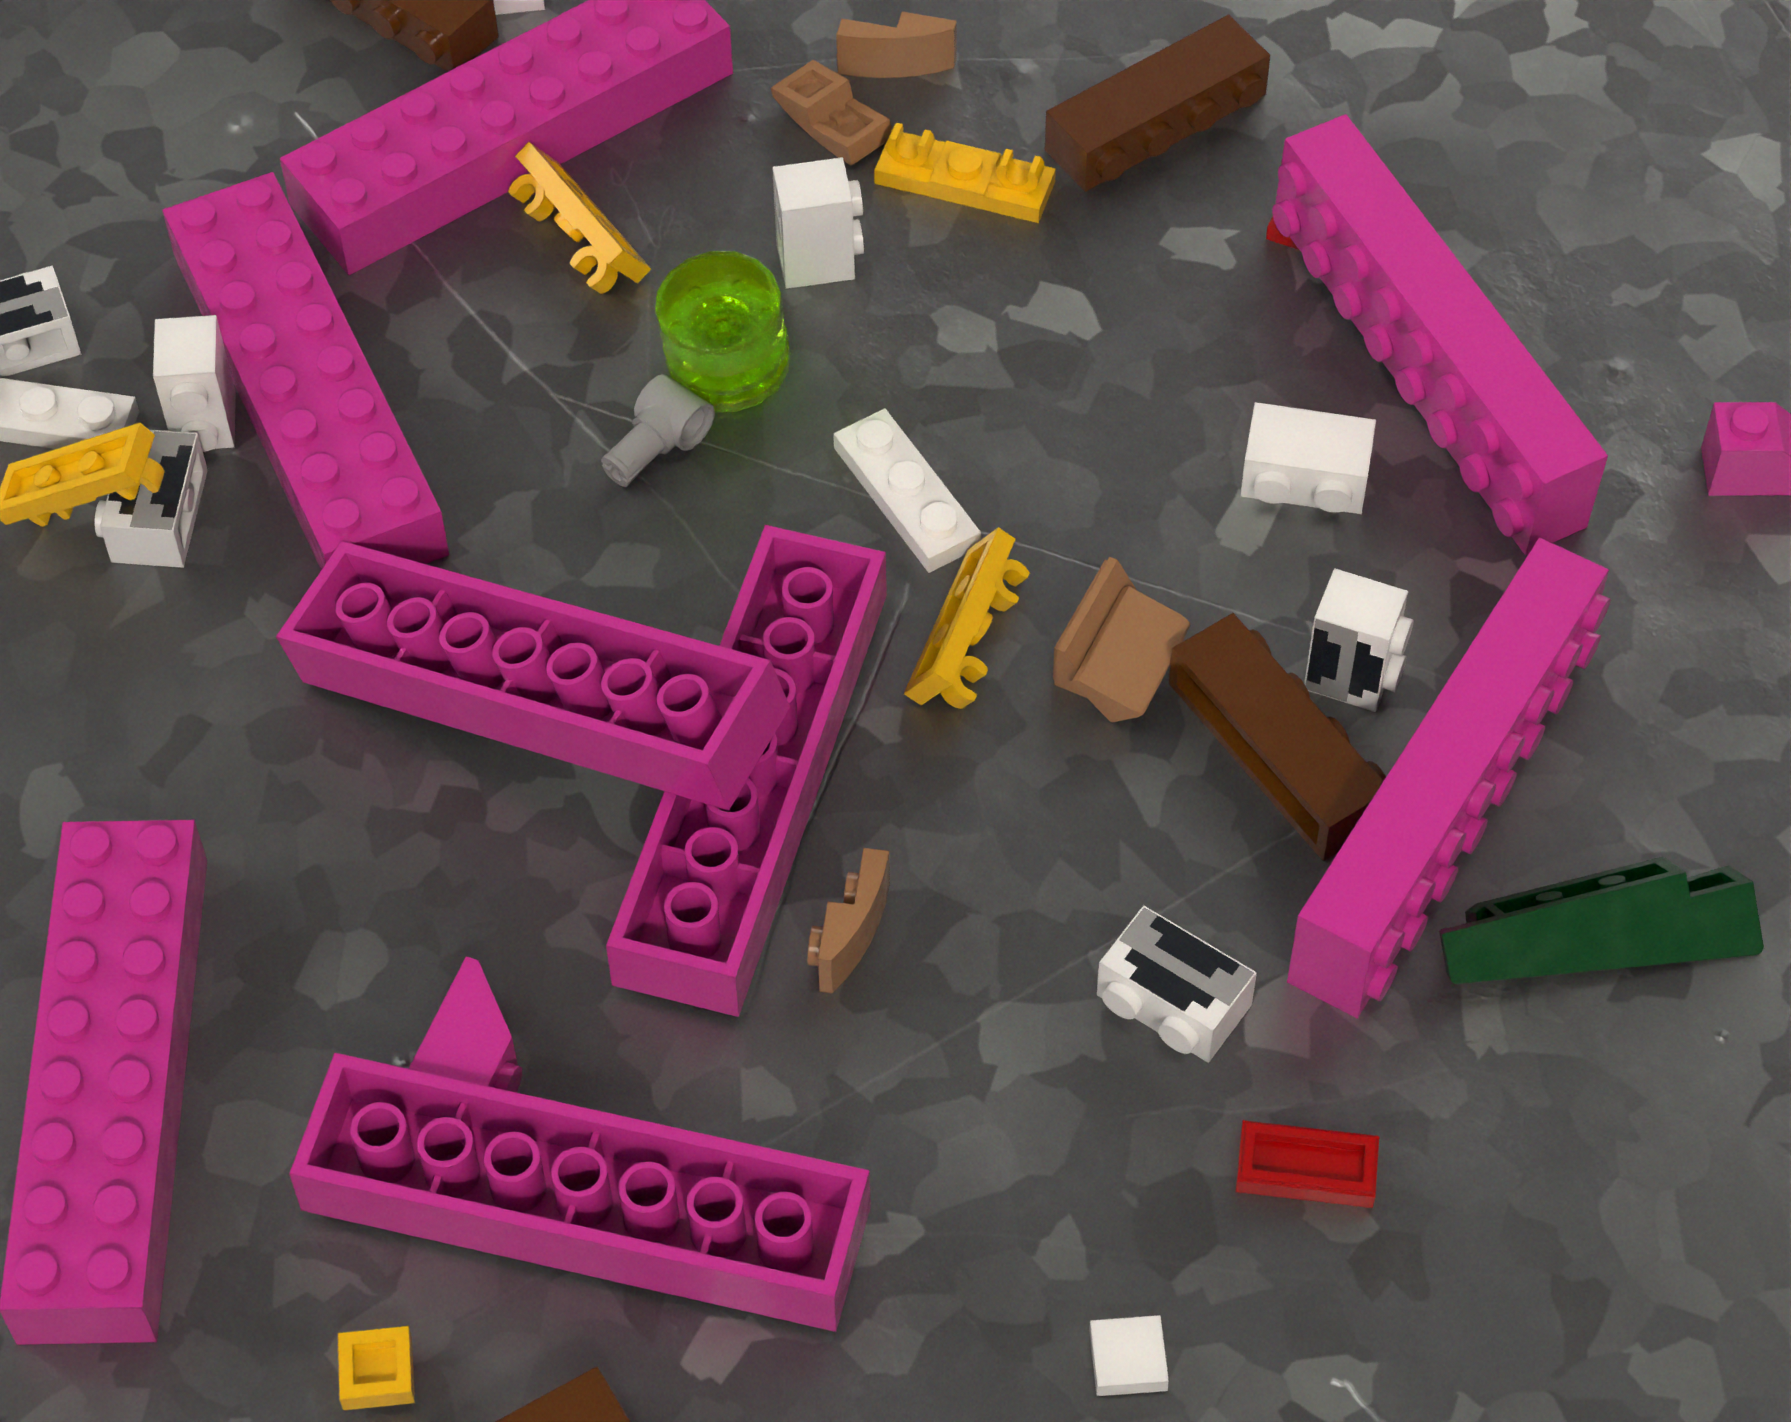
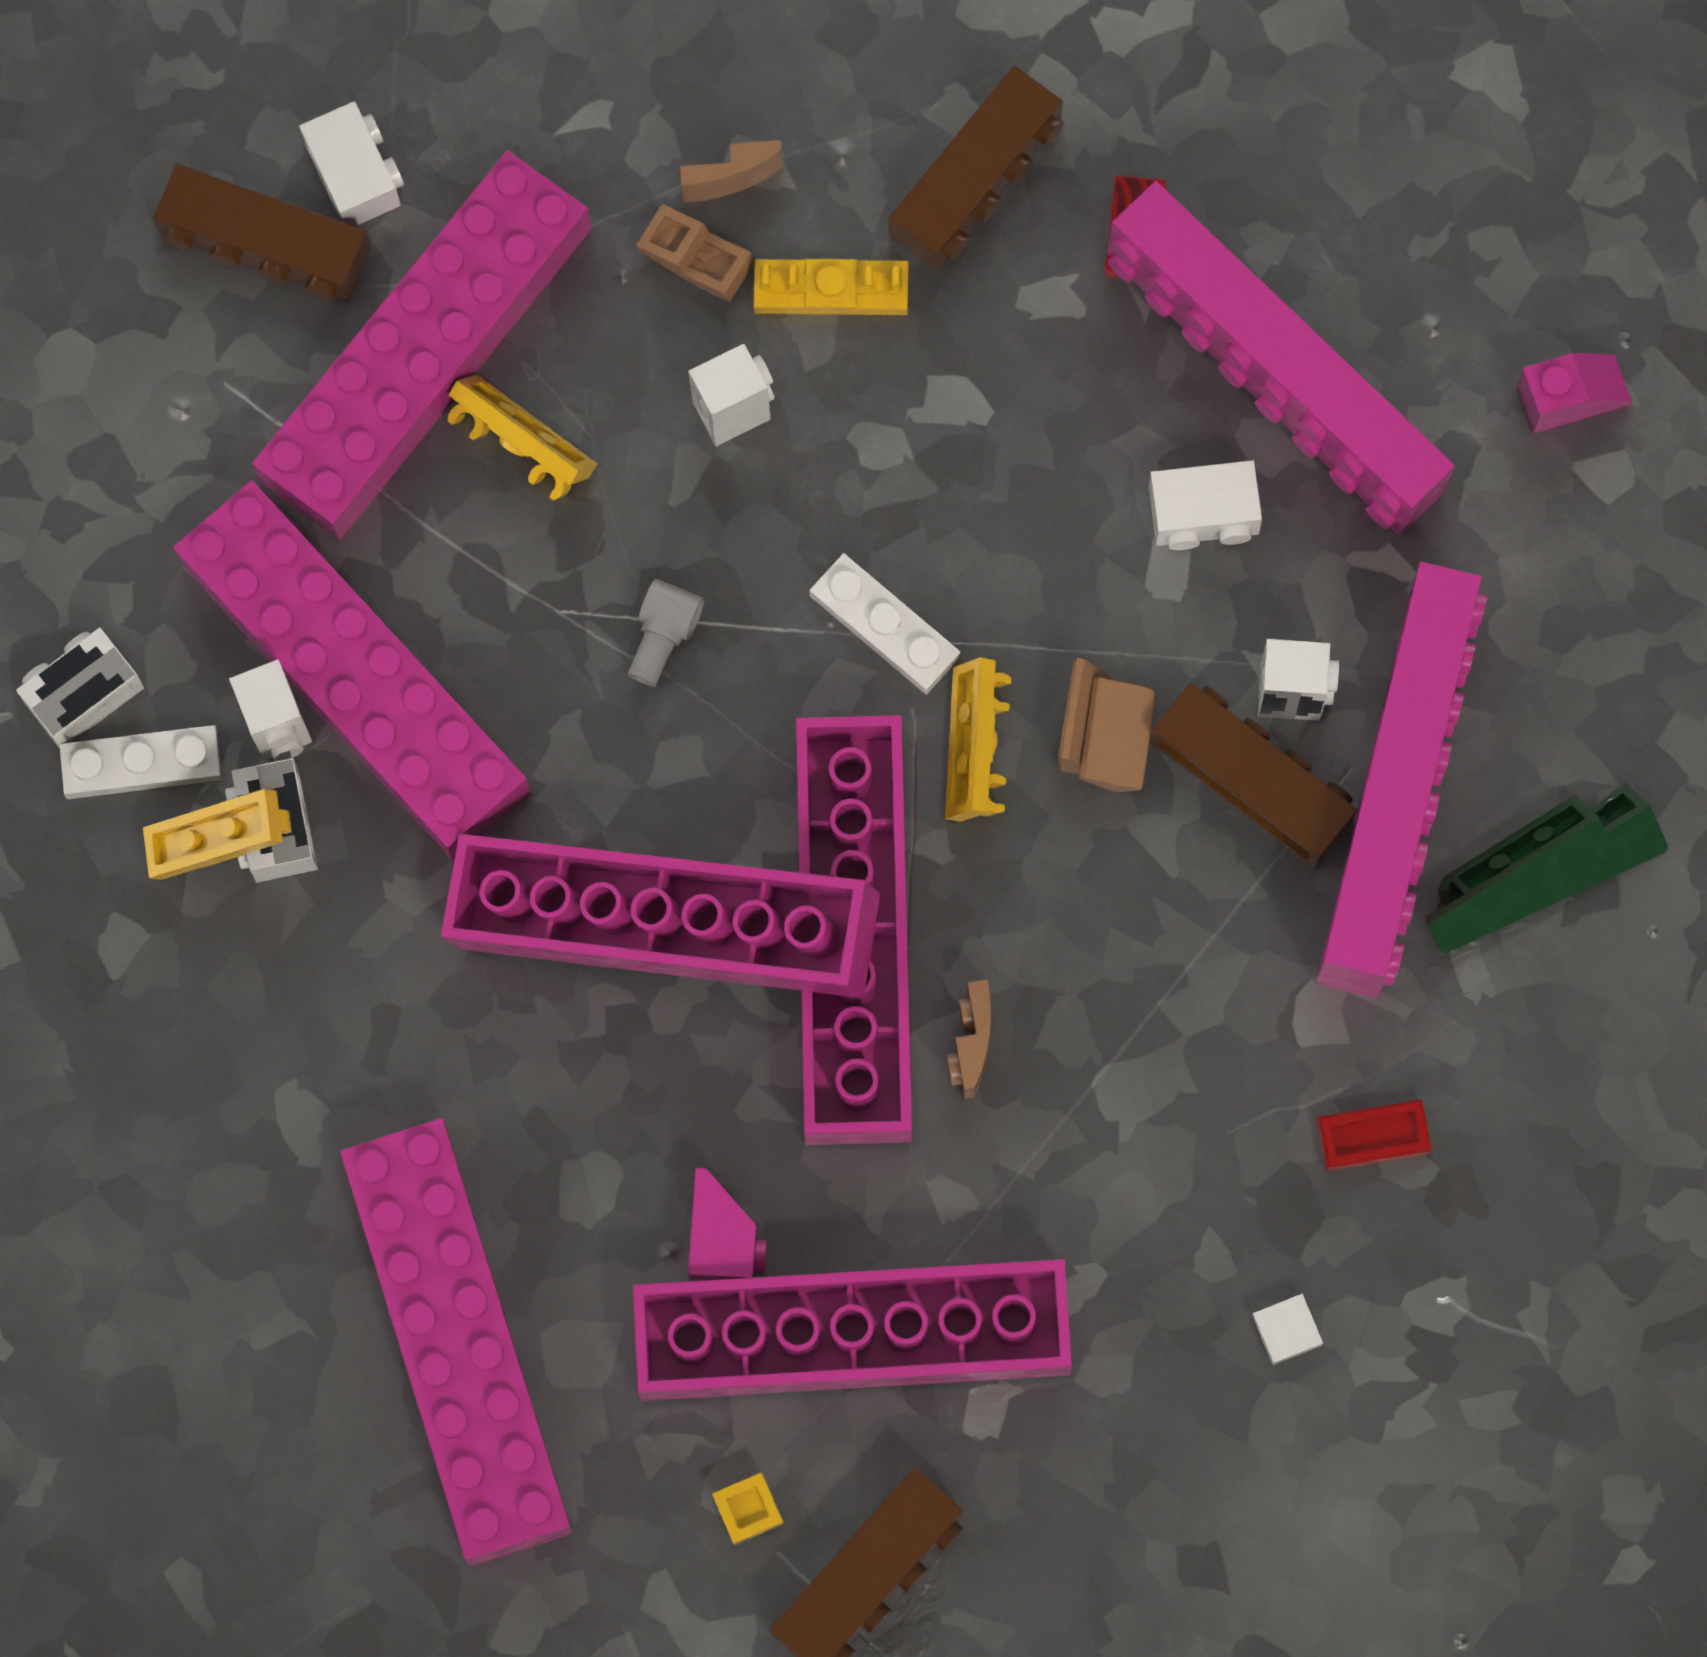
camera: 15 degrees left, 20 degrees up
(724, 329) = (684, 498): clear neon green wheel -> none
(1175, 984) = (1235, 1021): brick -> none

